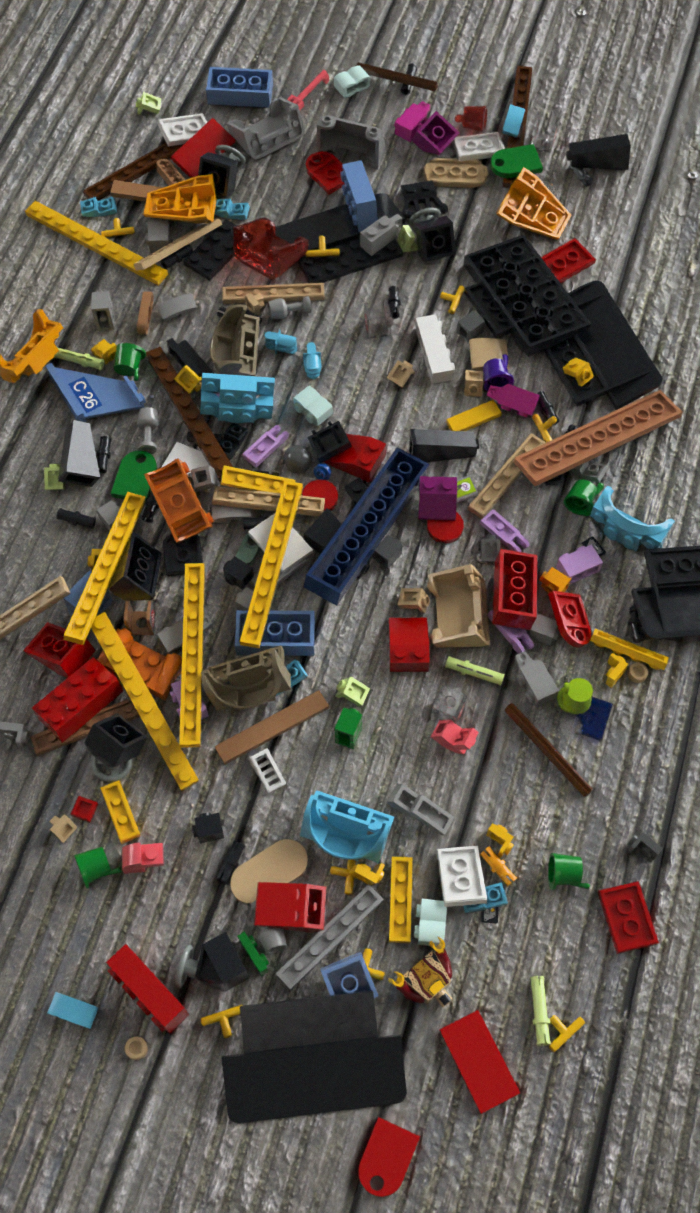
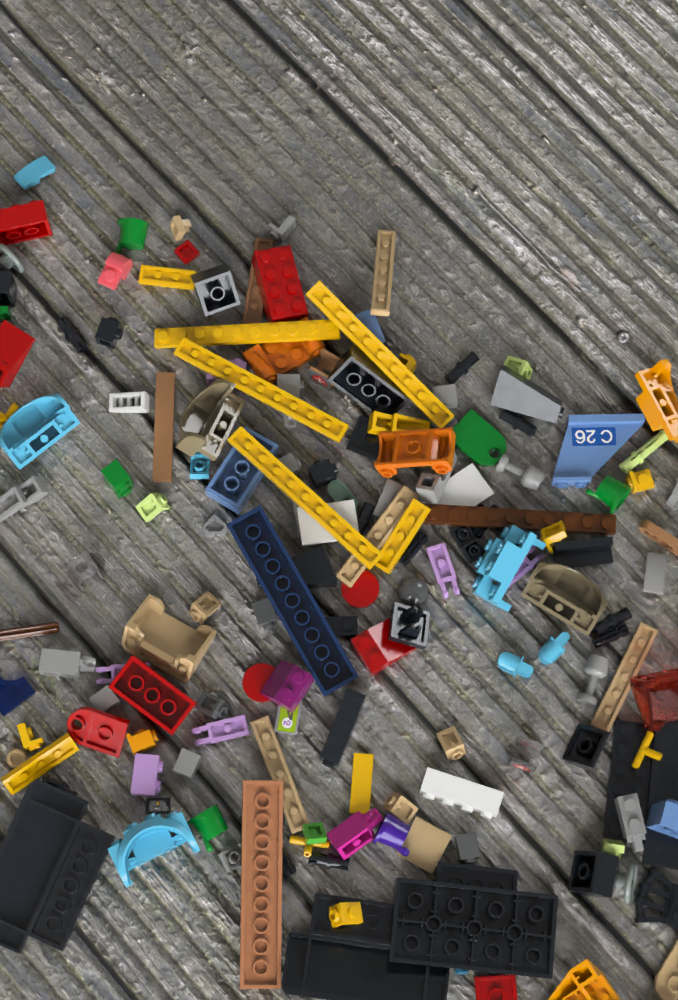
camera: 120 degrees right, 10 degrees up
(56, 653) = (346, 287): red slope -> none
(161, 535) = (386, 423): none -> yellow slope
(254, 302) = (617, 648): tan tile -> none
(279, 863) = (47, 360): tan tile -> none
(313, 406) = (461, 636): light aqua brick -> none
(322, 472) = (382, 603): blue plate -> none
(337, 634) = (214, 526): none -> light grey tile
(343, 287) = (585, 747): none -> black slope
(394, 301) = (543, 789): black pin -> none
(409, 645) = (166, 578): red slope -> none
(452, 664) = (109, 616): yellowish green pin -> none
(454, 737) = (53, 564): coral brick -> none
(455, 299) = (513, 856): yellow piece -> none
(535, 424) = (314, 833): none -> bright green plate
(547, 540) = (187, 763): none -> light grey brick
(575, 696) = (26, 683): lime hat -> none

